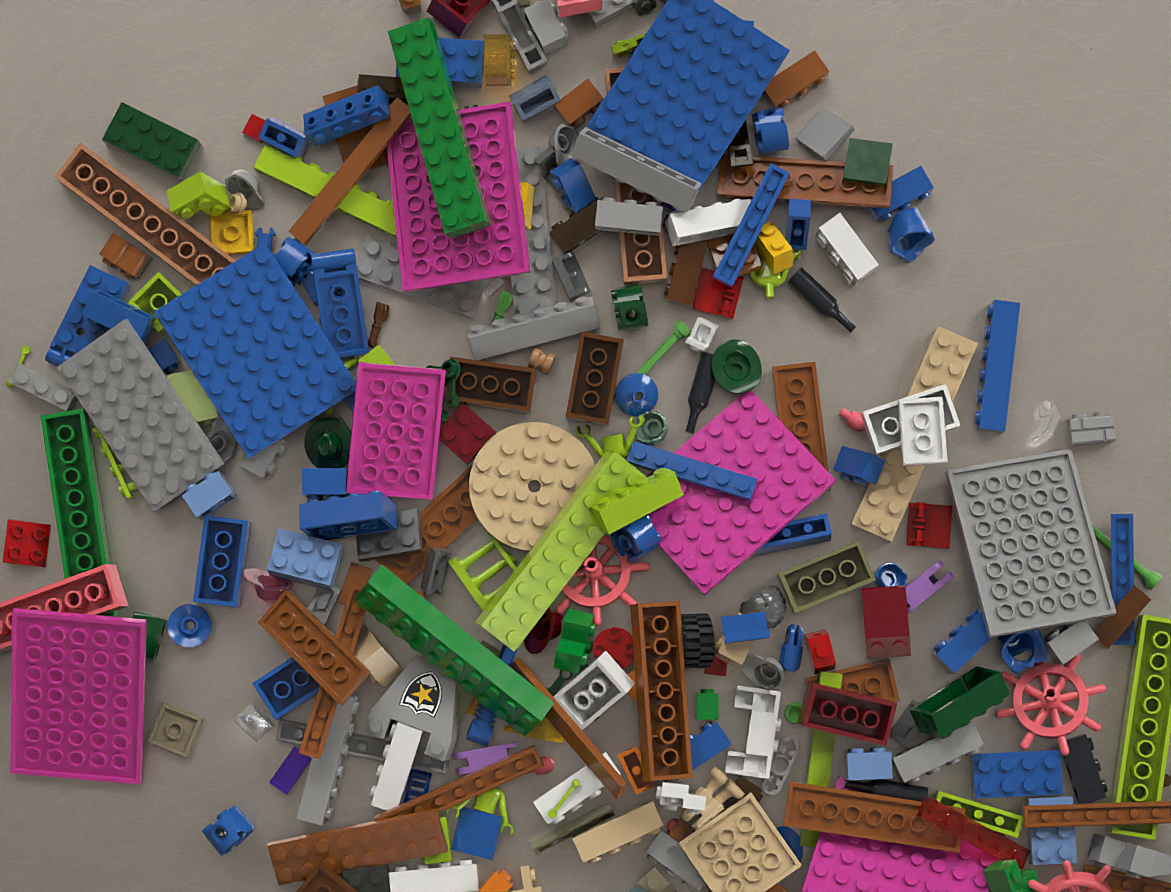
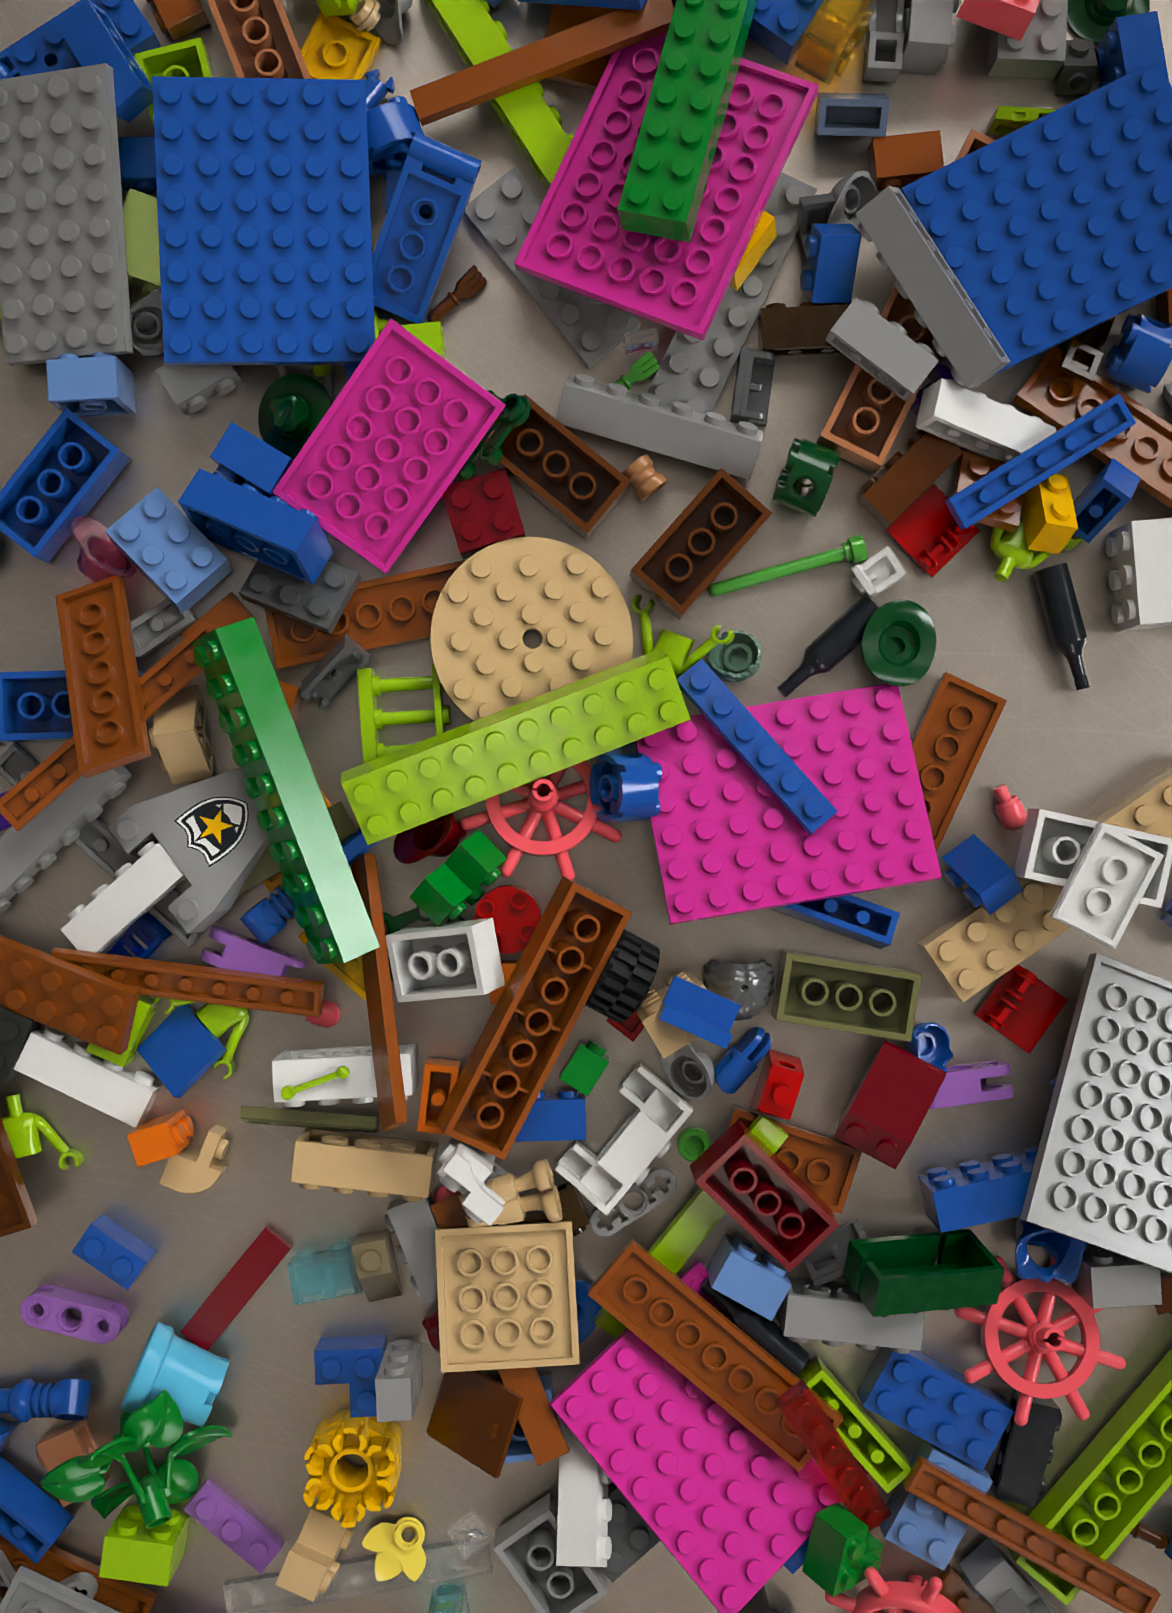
camera: 25 degrees right, 5 degrees up
(629, 387) = (731, 588): blue dish -> none
(637, 500) = (657, 742): lime brick -> none

